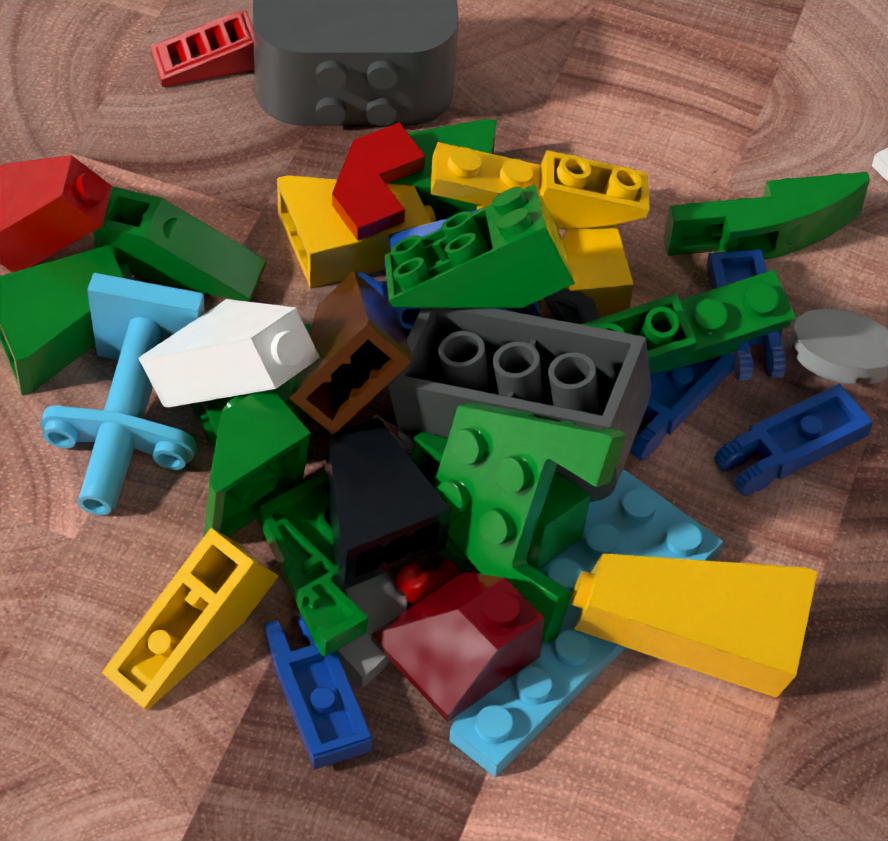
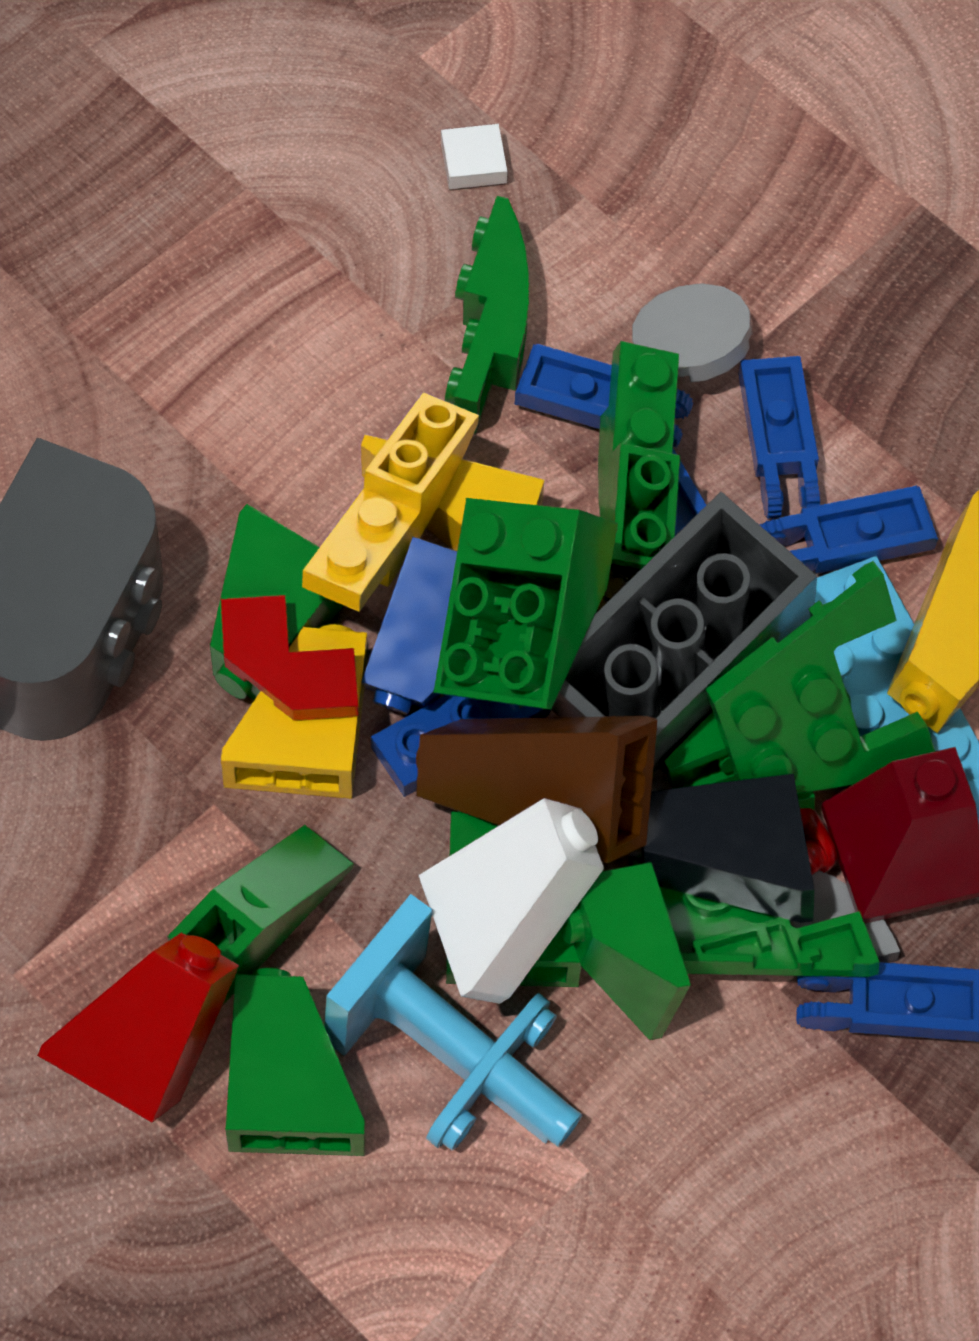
camera: 65 degrees left, 10 degrees up
(190, 618) = (769, 1086): yellow slope -> none
(731, 512) = (858, 529): none -> blue hinge

